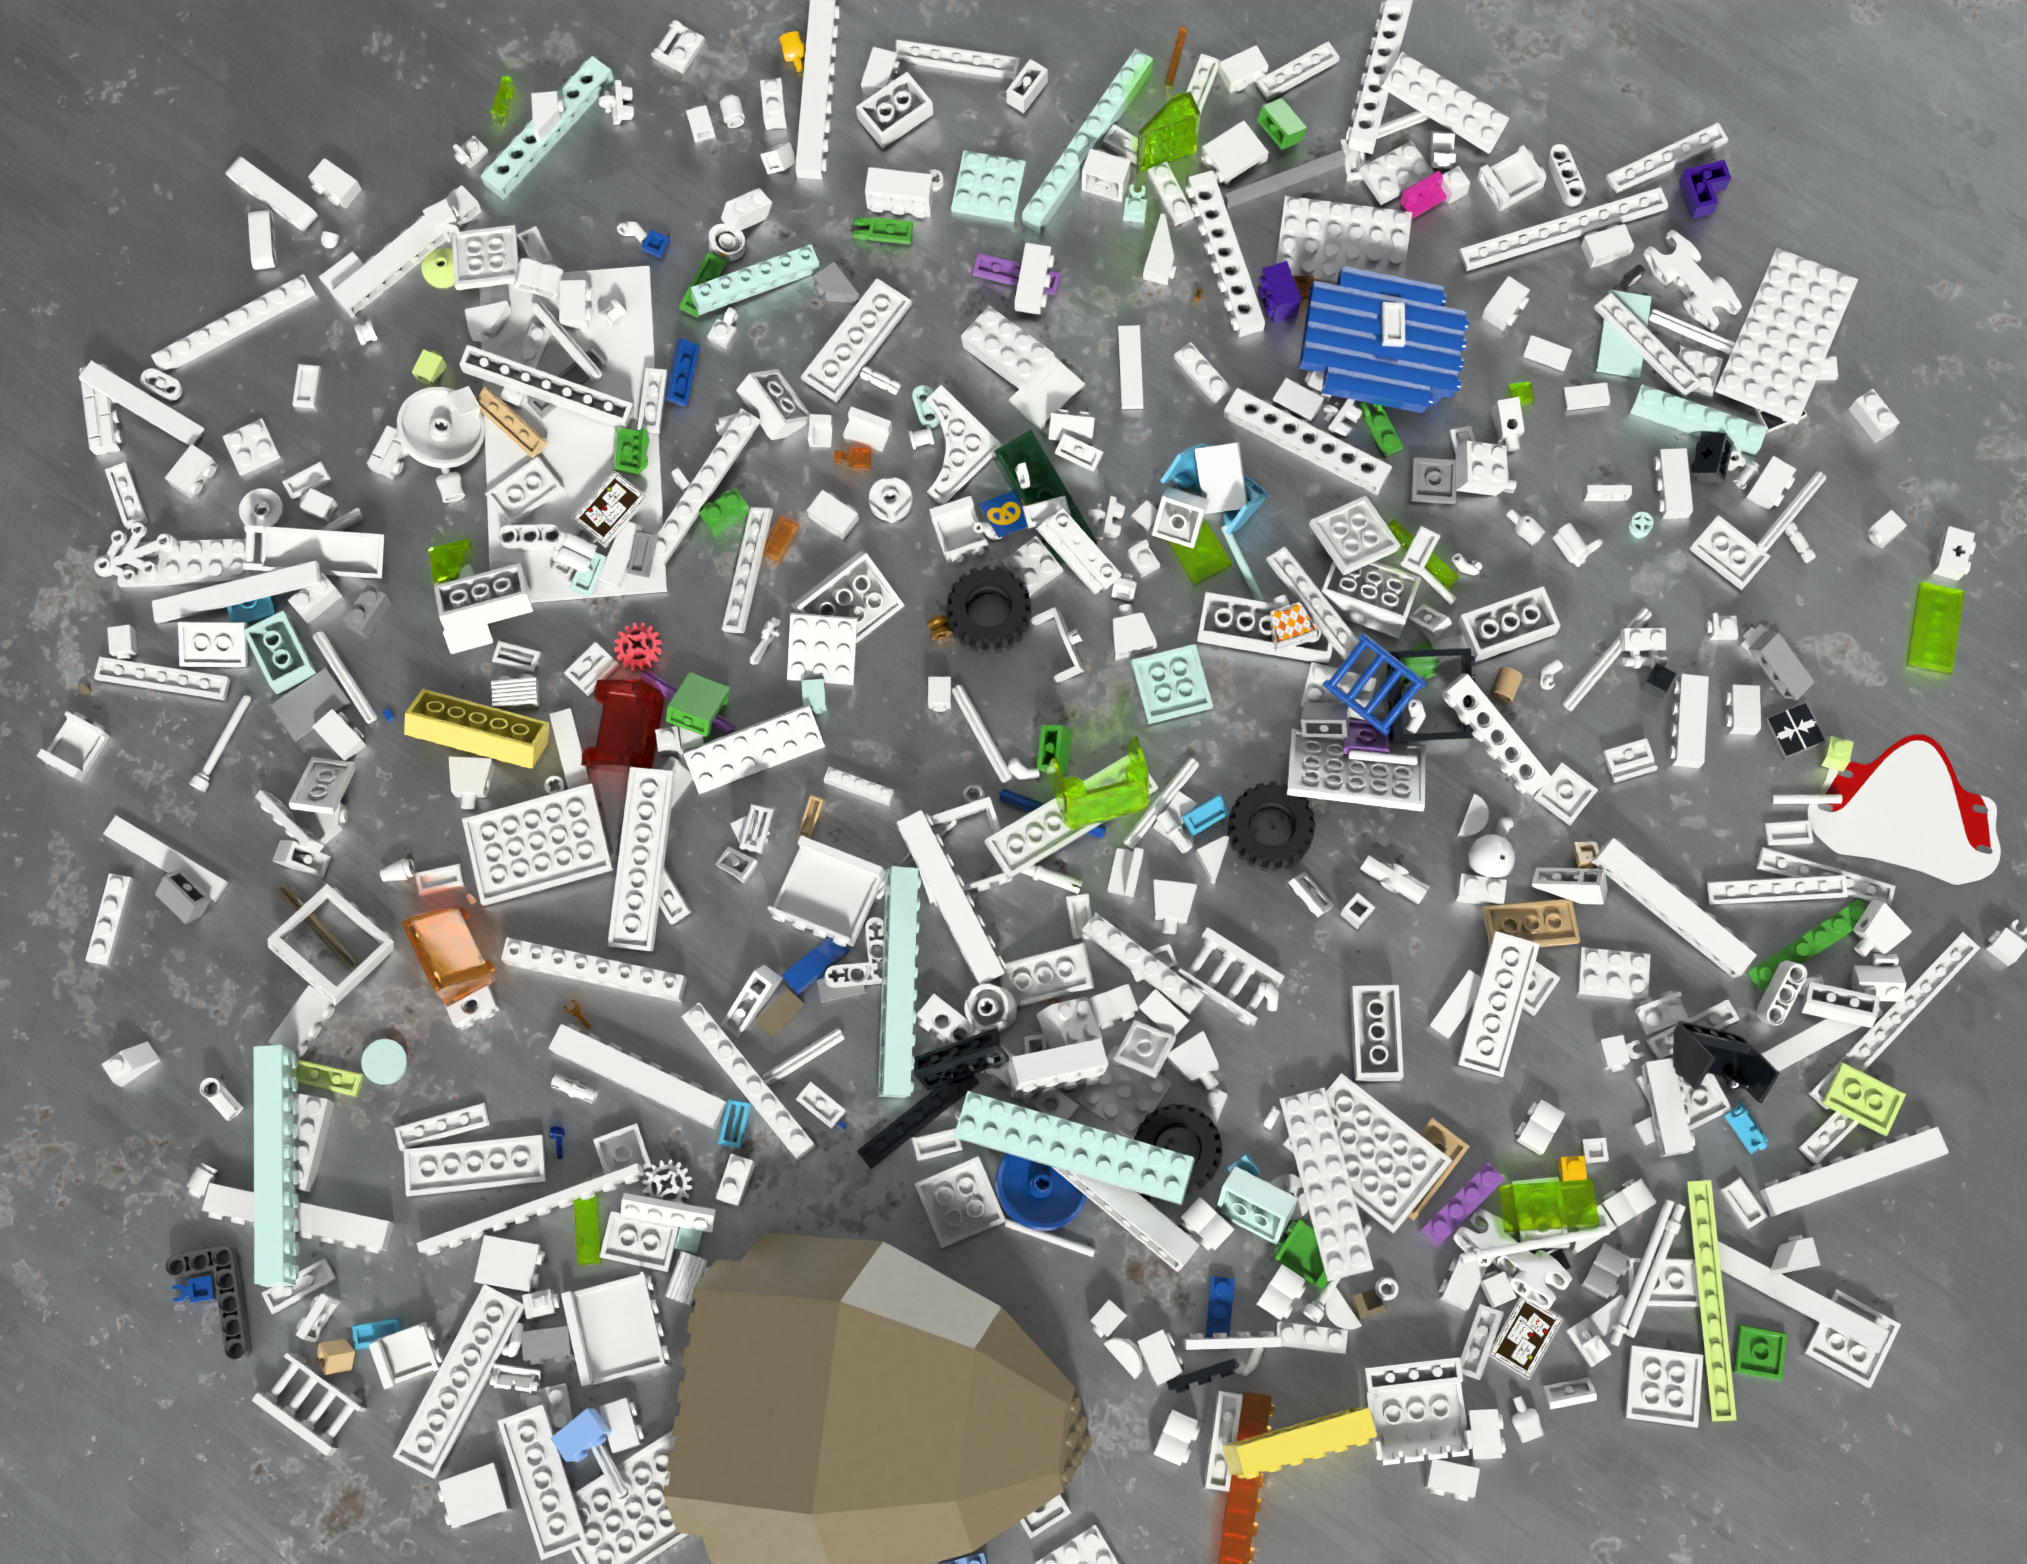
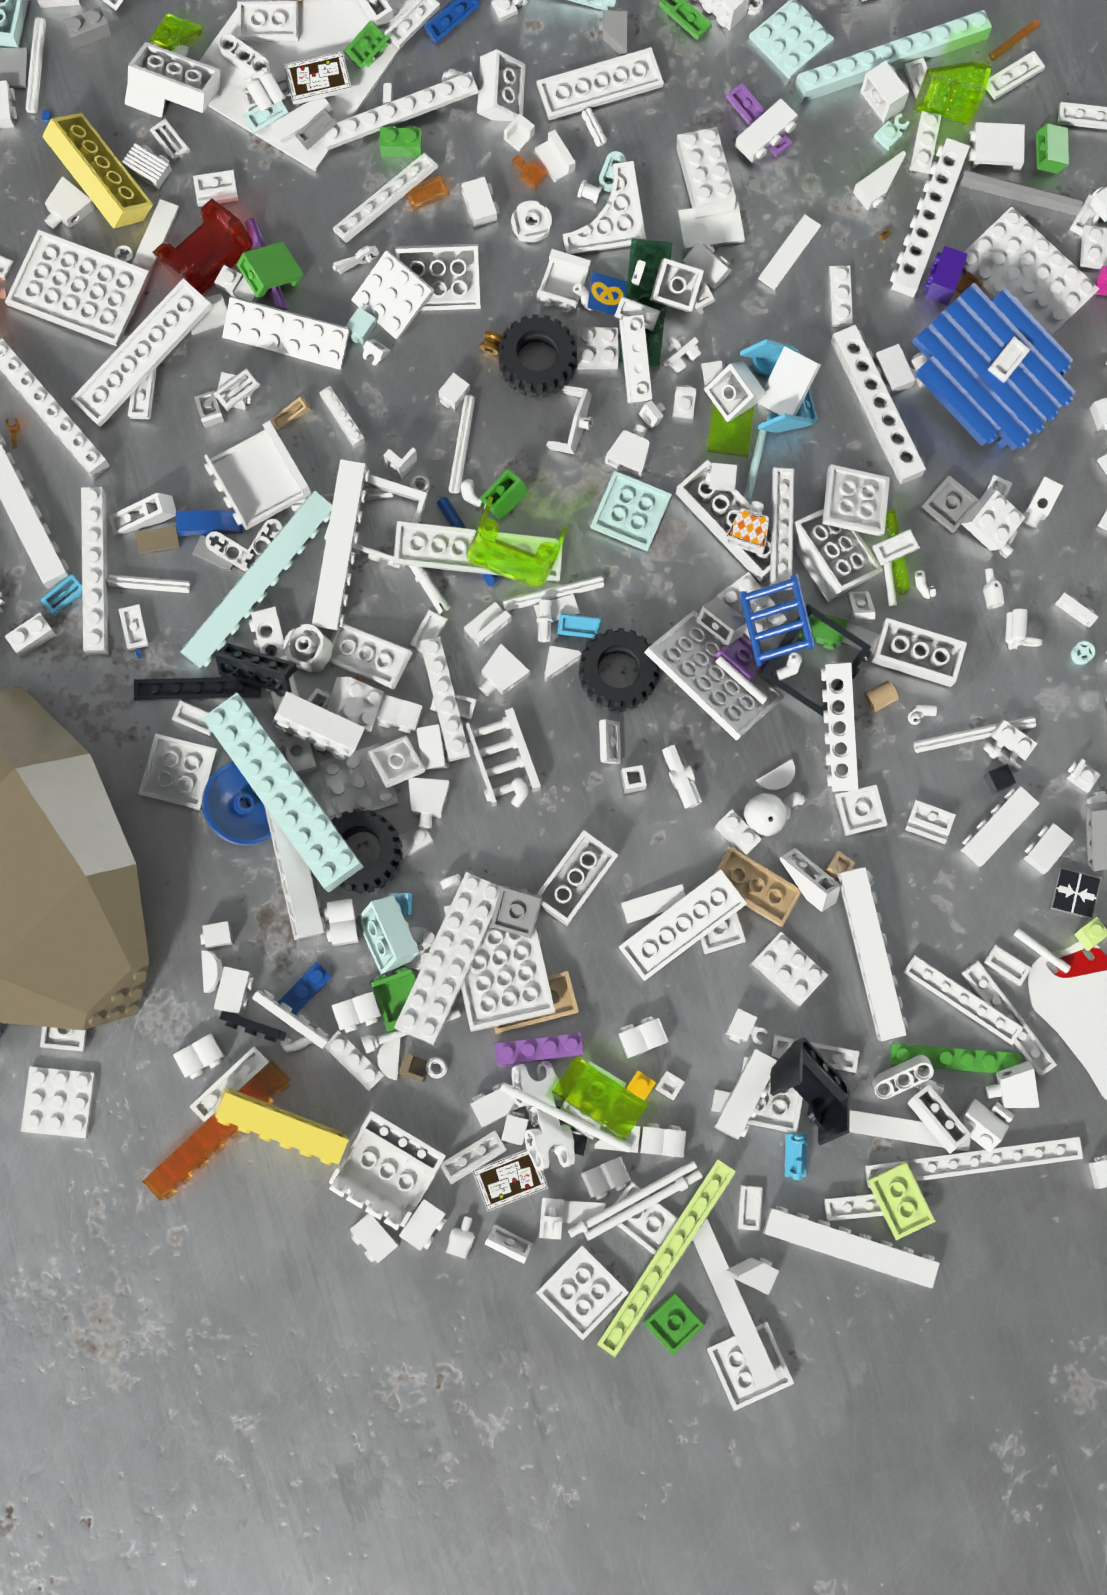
camera: 30 degrees right, 5 degrees up
(642, 639) = (270, 191): coral gear -> none
(843, 705) = (377, 349): none -> white tile
(943, 791) = (399, 466): none -> white panel
(1053, 1238) = (227, 851): white bar -> none
(1065, 463) = (676, 285): none -> white brick
(1231, 597) = (721, 476): none -> white brick
(1243, 69) = (1057, 85): white brick -> none
(1348, 411) = (918, 401): white hips -> none
(1351, 1099) = (516, 911): none -> light grey tile
(1381, 429) = (942, 437): bright green hinge -> none
(1523, 391) = (1072, 488): clear neon green plate -> none
(1660, 1014) = (801, 1024): white bracket -> none

